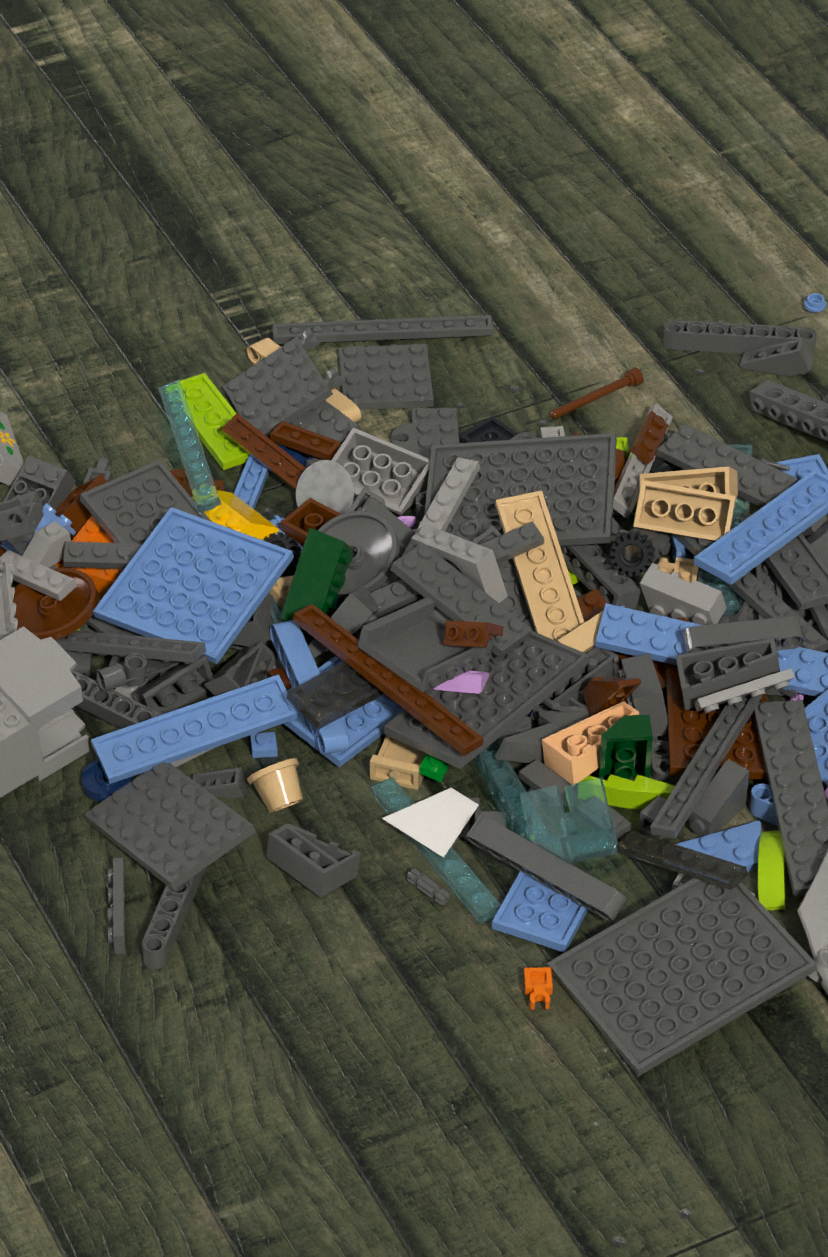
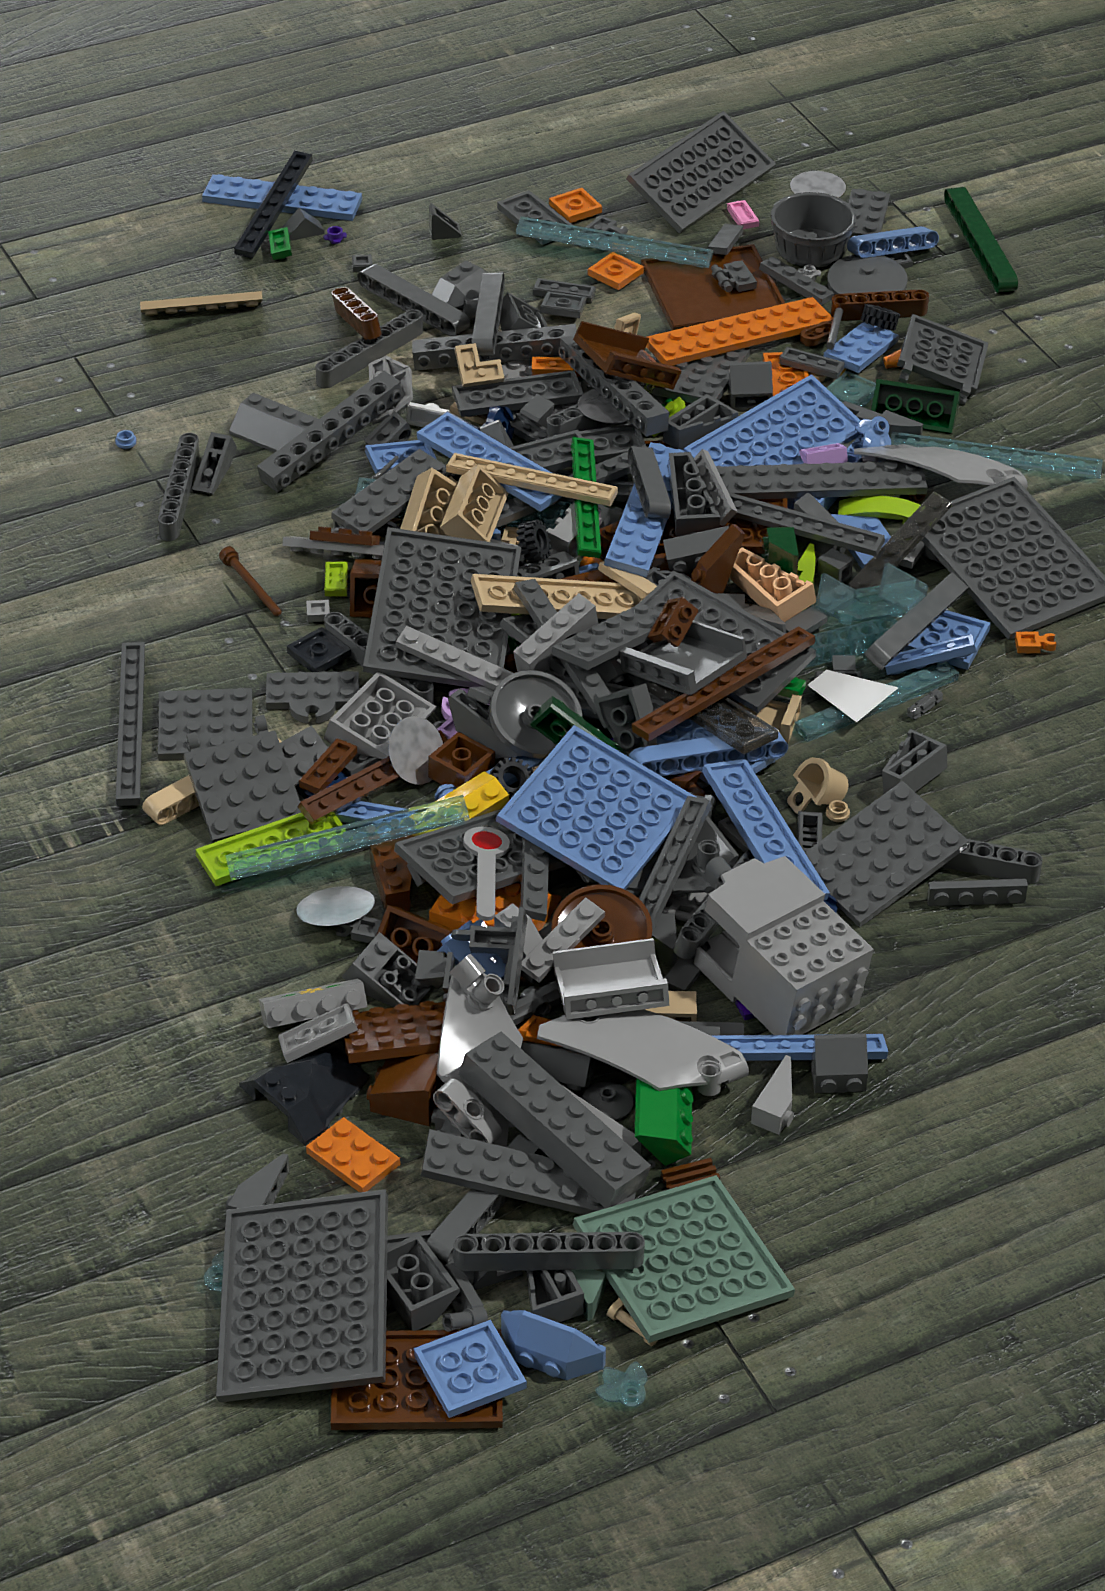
camera: 90 degrees left, 0 degrees up
(107, 517) = (487, 845): none -> light grey piece
(122, 455) = (335, 906): none -> flat silver sticker
(252, 806) = (837, 811): none -> tan plate
(496, 885) = (932, 653): none -> medium blue plate
(719, 594) = (586, 512): none -> green tile
(731, 548) = (536, 479): none -> tan tile

